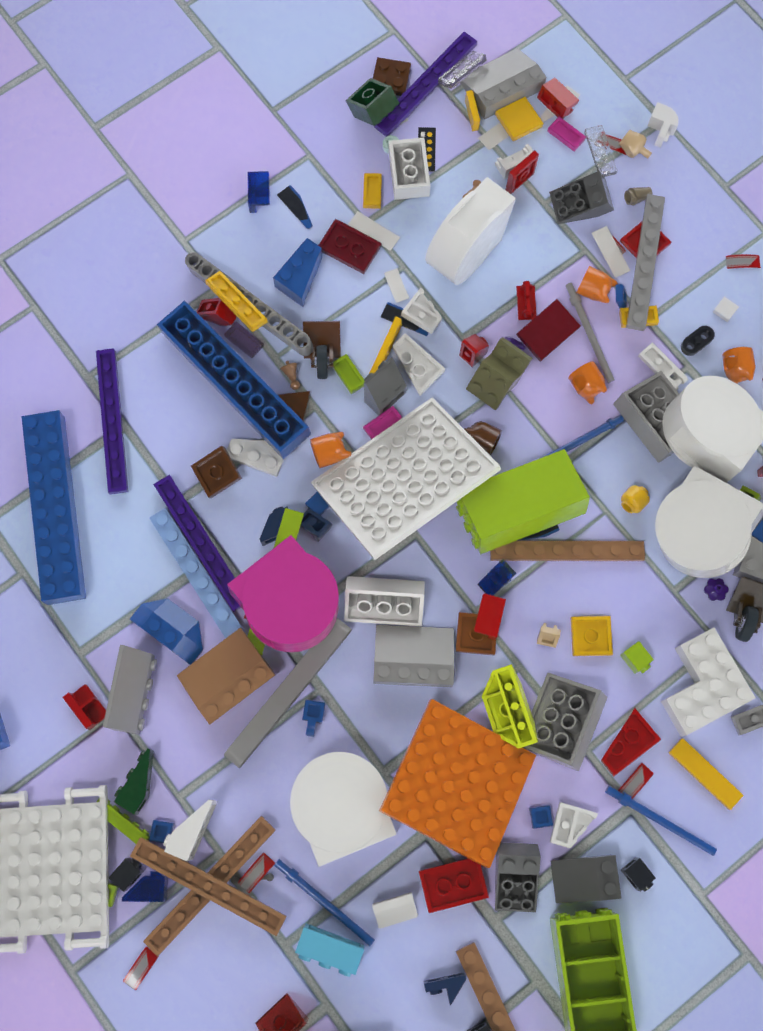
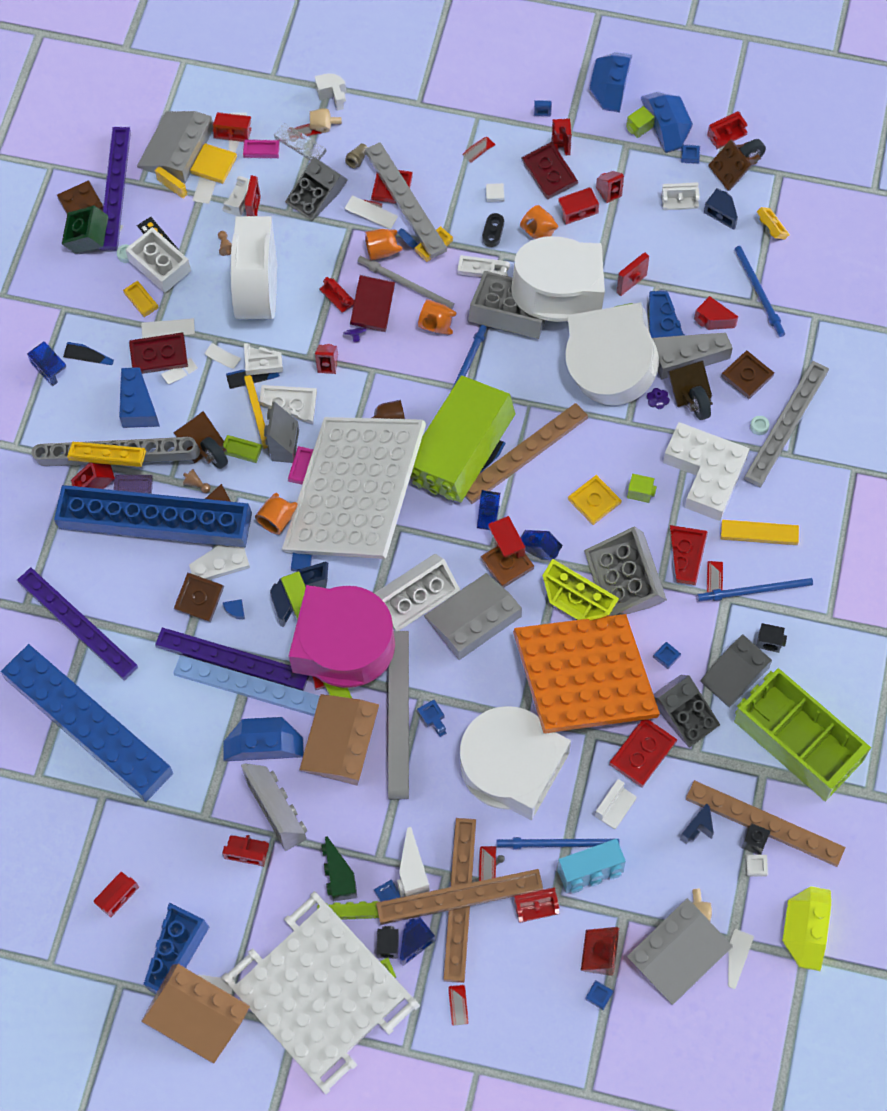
camera: 35 degrees left, 10 degrees down
(237, 502) = (235, 608): none -> blue tile
(264, 941) = (536, 905): none -> red hinge
(349, 273) = (176, 374): none -> white sticker
(462, 69) = (136, 156): clear plate -> none
(499, 373) = (362, 361): olive bracket -> none
(515, 640) = (541, 544): none -> clear blue slope
(548, 636) = (563, 522): tan tile -> none
(570, 824) = (692, 642): white wing -> none
(635, 499) = (543, 377): yellow head -> none

